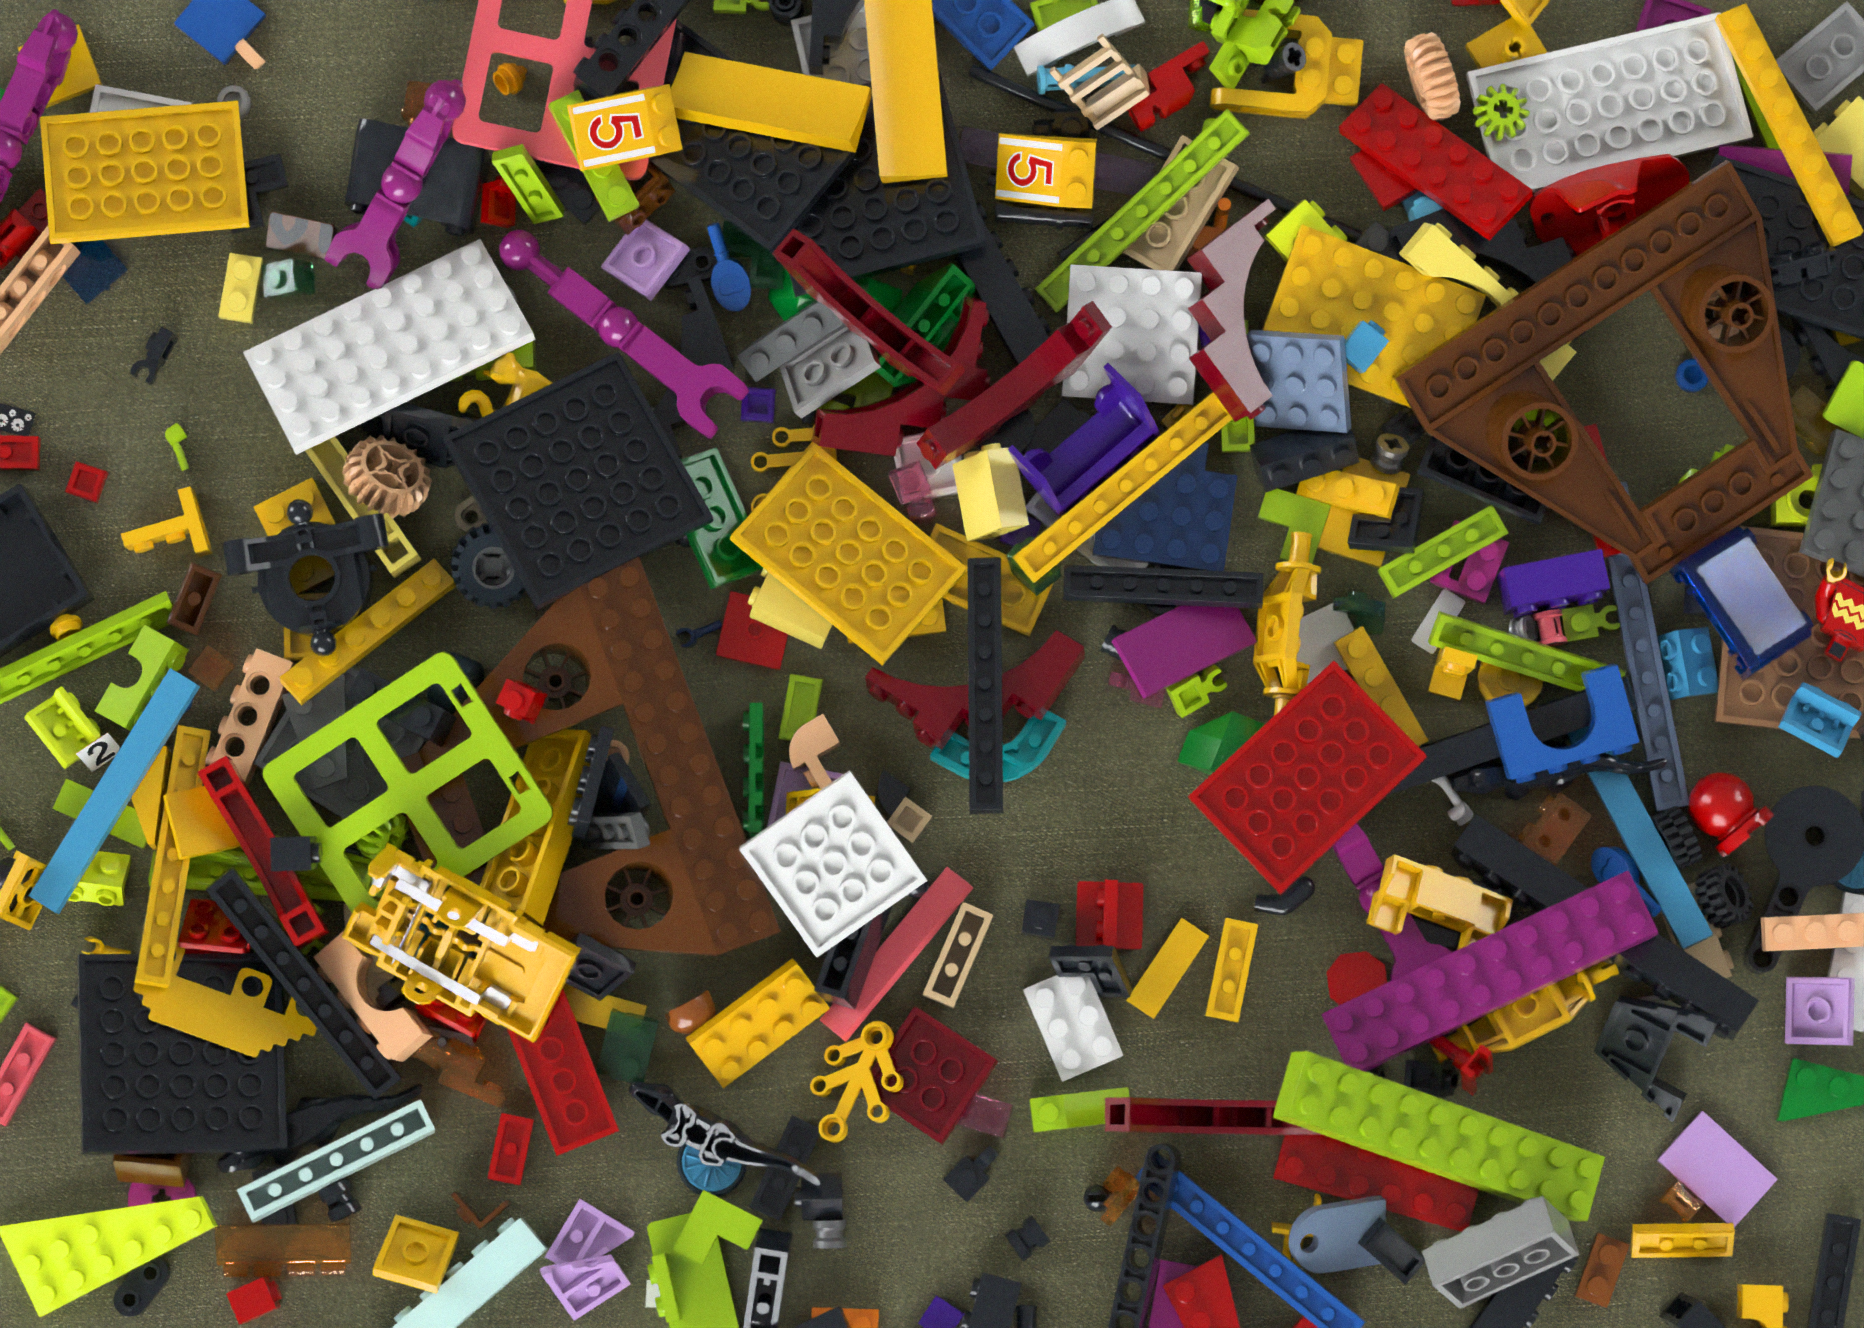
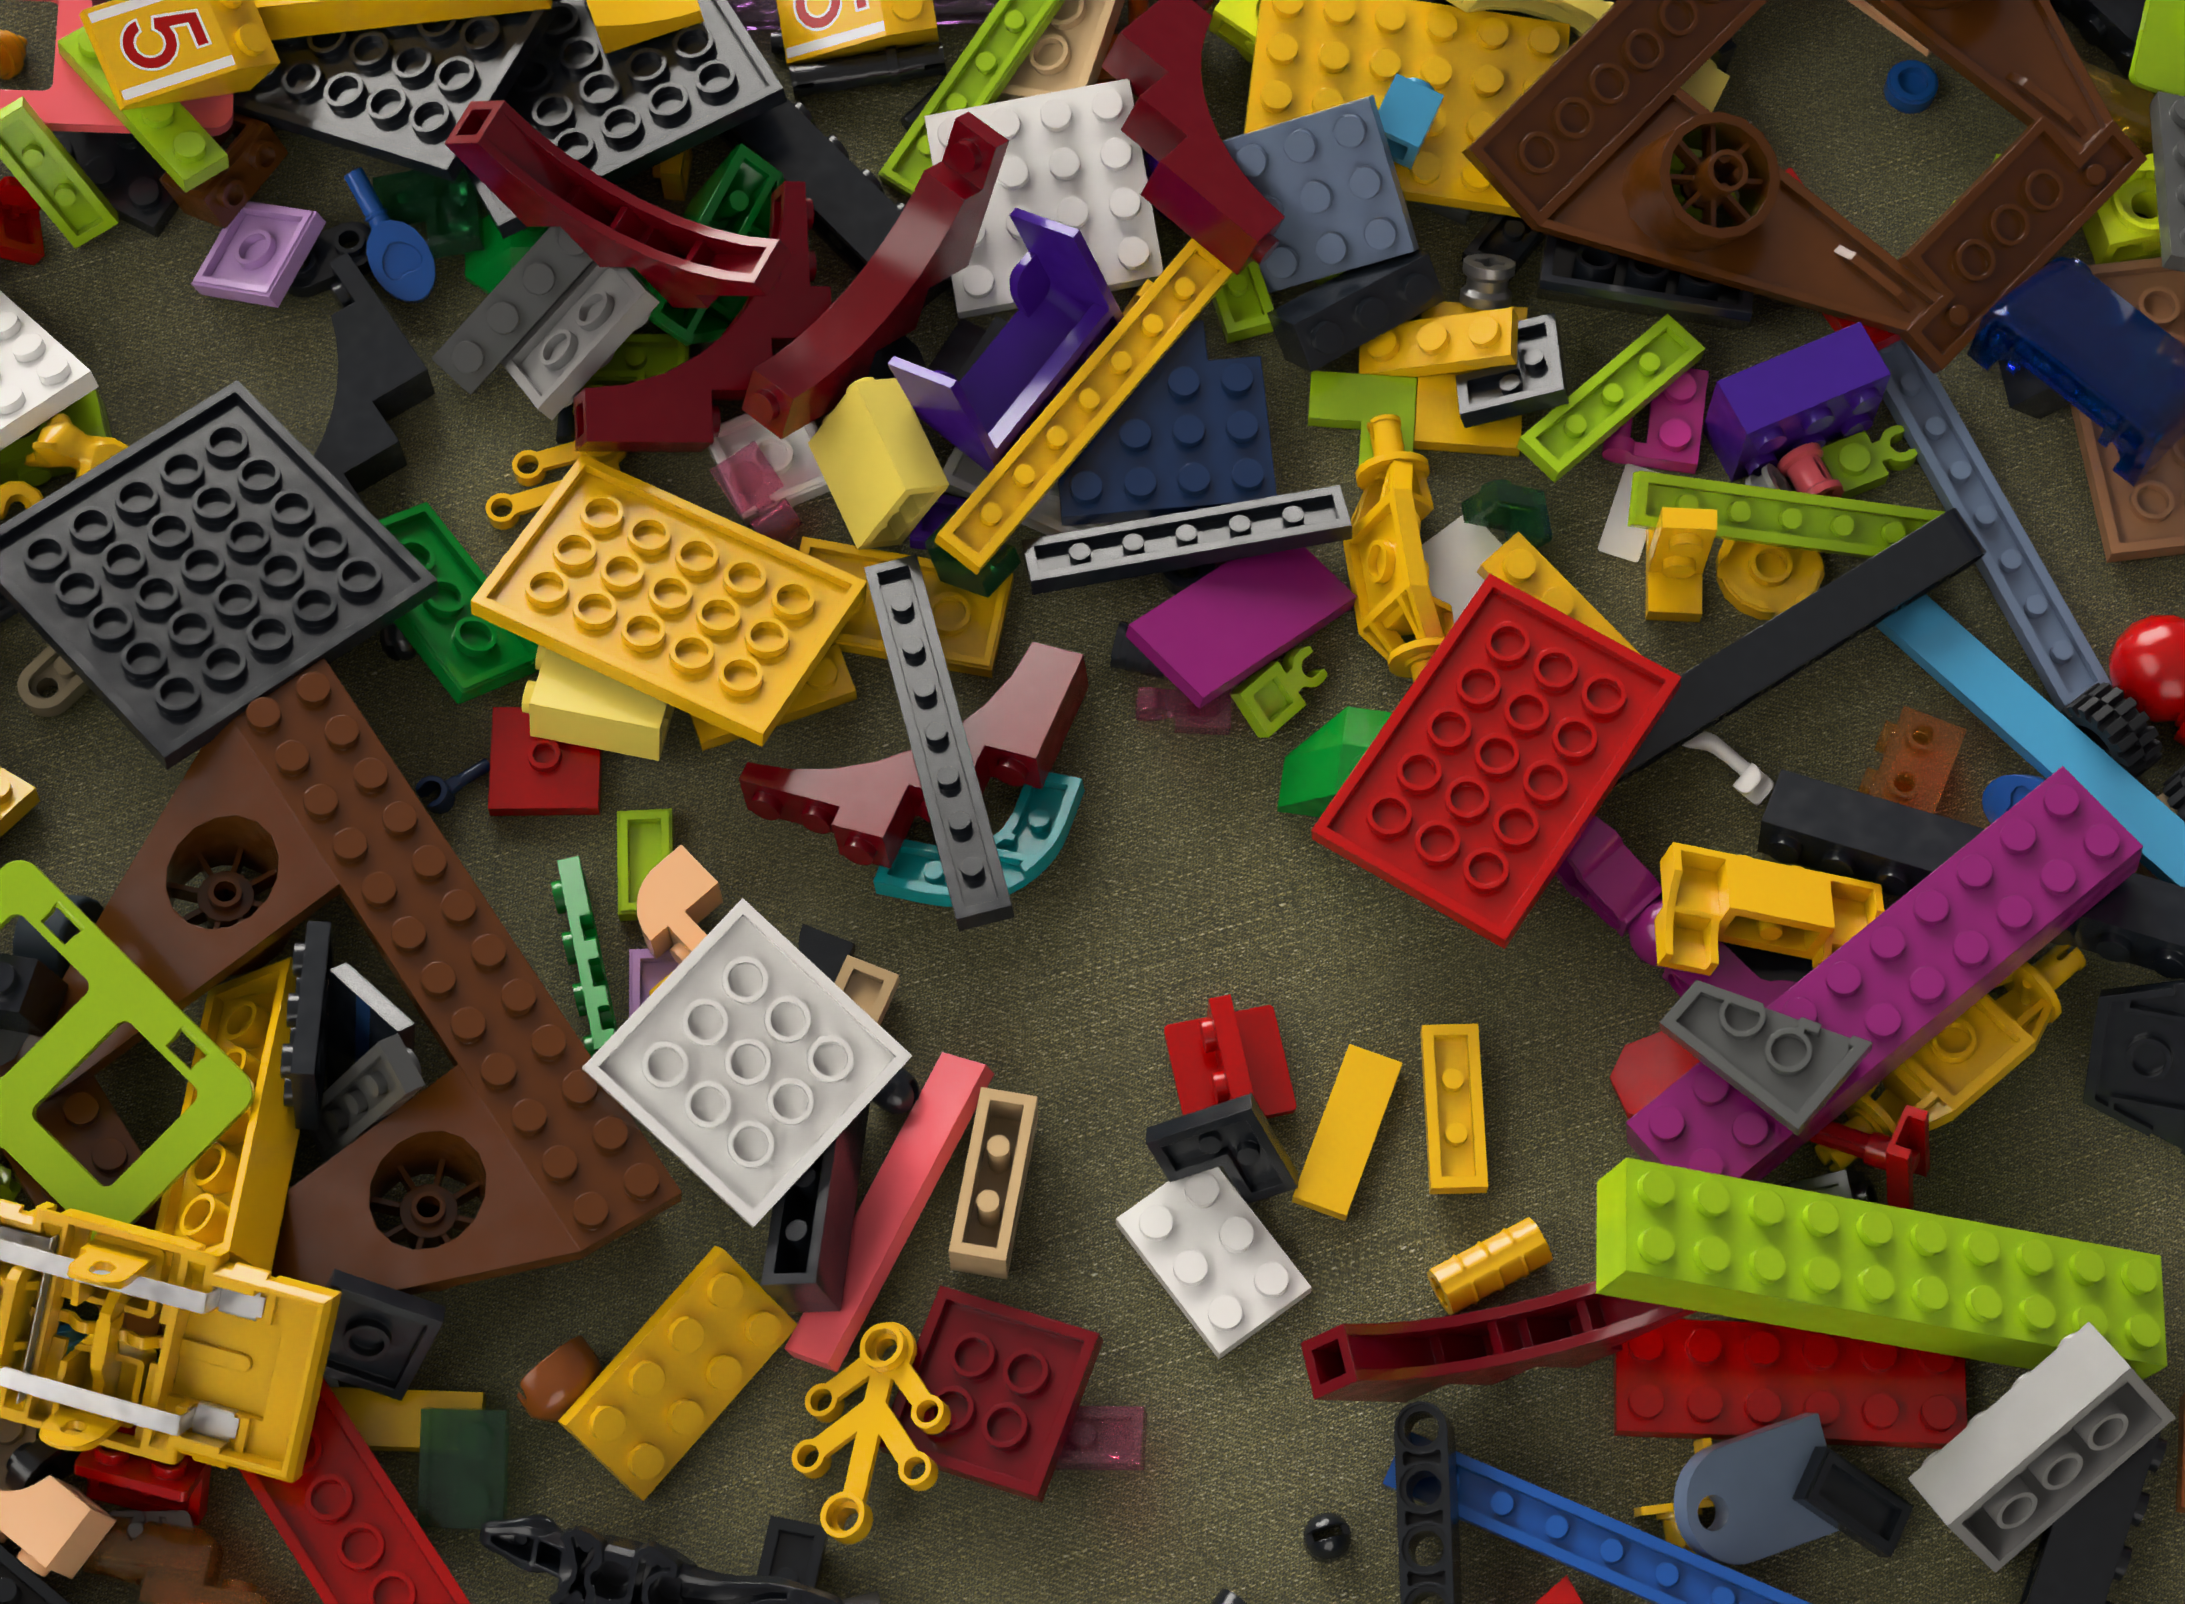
camera: 15 degrees left, 15 degrees down
(483, 570) = (82, 752): black wheel -> none
(521, 700) = (167, 918): red brick -> none
(622, 330) = (334, 387): magenta piece -> none
(758, 405) = (481, 429): dark purple tile -> none
(969, 1176) = (1099, 1550): black plate -> none
(1040, 919) = (1117, 1097): black brick -> none
(1071, 1109) = (1242, 1398): lime slope -> none
(1123, 1190) = (1368, 1511): clear orange bracket -> none
(1227, 1067) = (1489, 1266): none -> yellow axle
(1289, 900) = (1516, 979): black arm -> none
(1408, 1000) = (1767, 1056): none -> dark grey wing
(1488, 777) = (1869, 680): black animal -> none
(1609, 728) = (1836, 647): blue arch -> none
(1688, 663) = (2041, 481): dark azure bracket -> none

